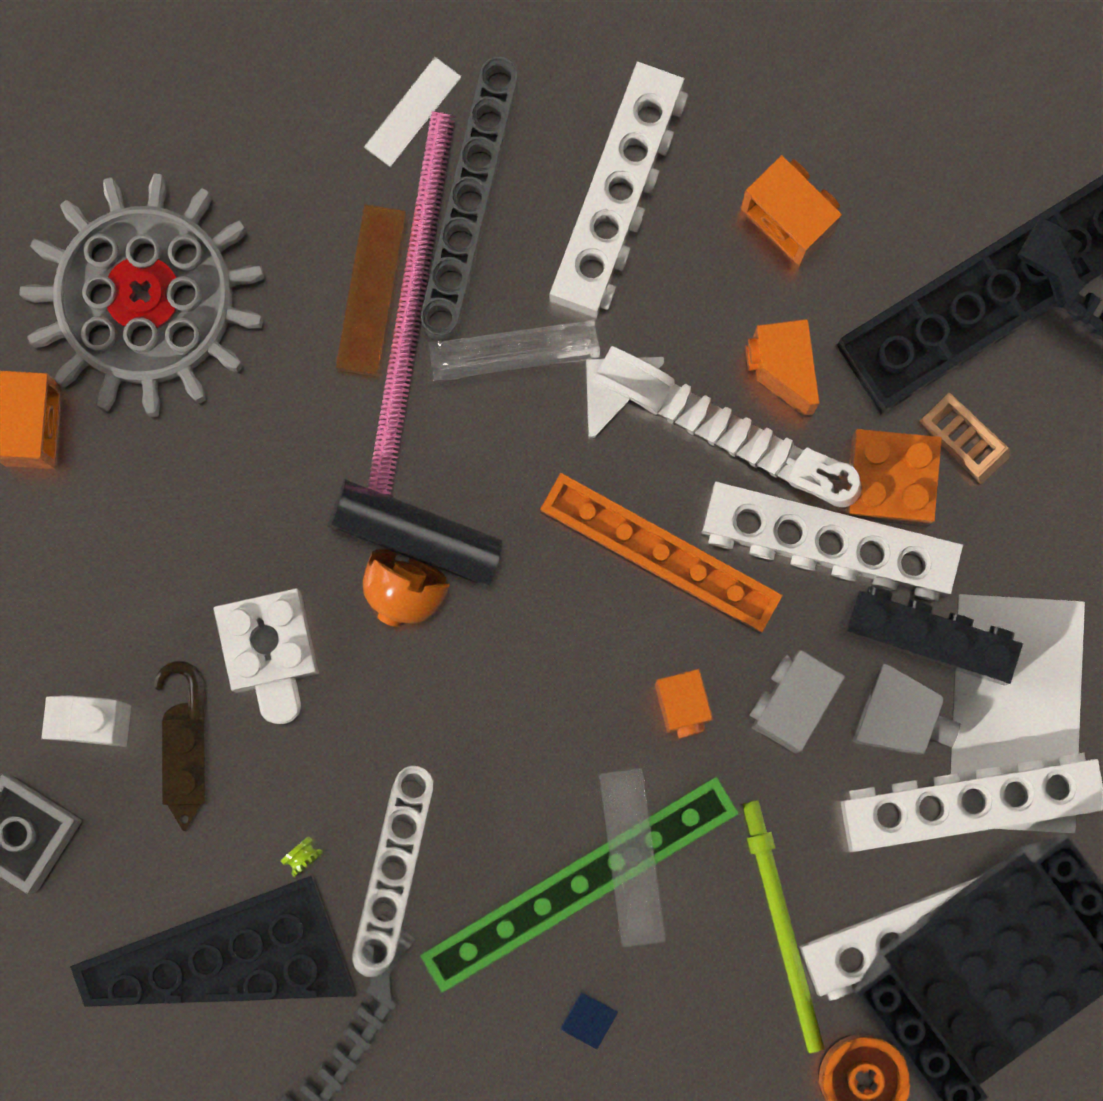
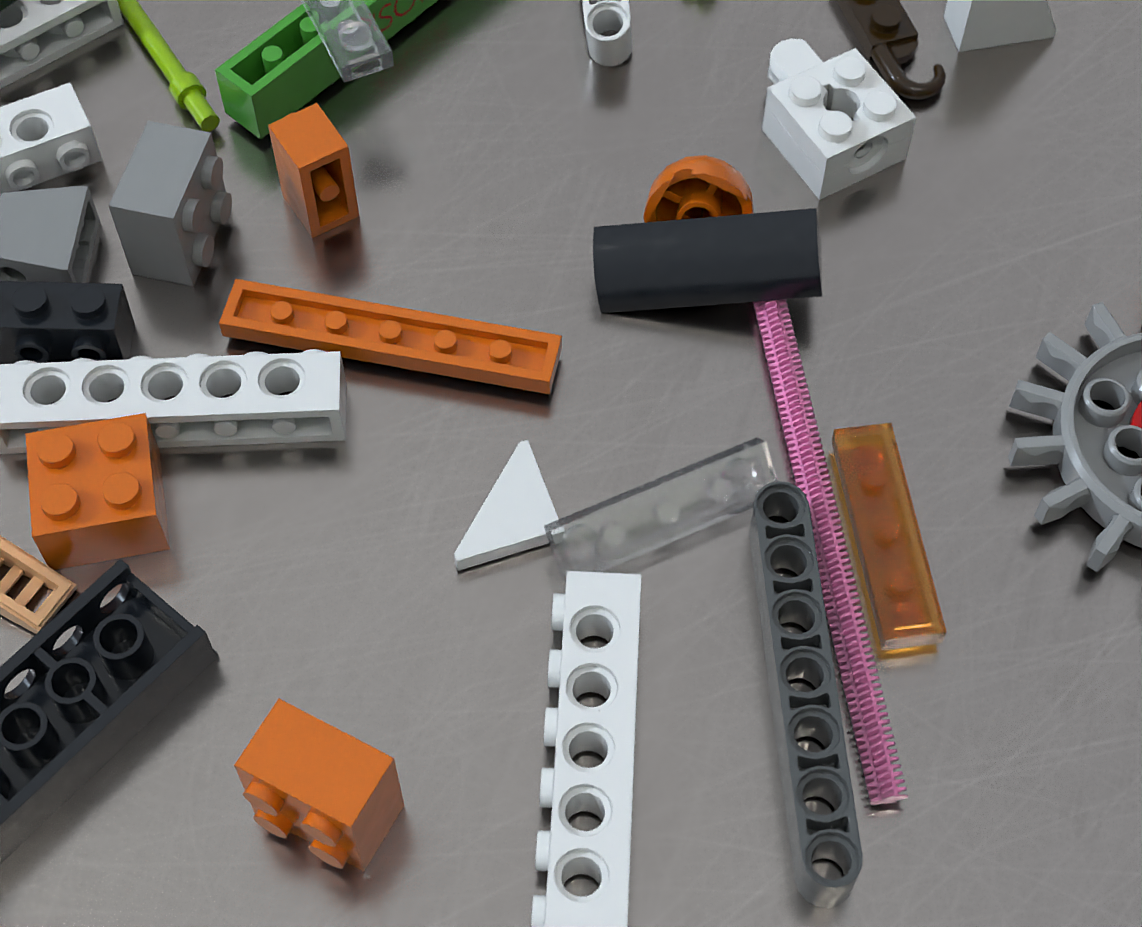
camera: 160 degrees right, 25 degrees down
(412, 111) = (934, 802): white sticker -> none
(738, 436) = (470, 509): white piece -> none
(785, 363) = (282, 574): orange slope -> none

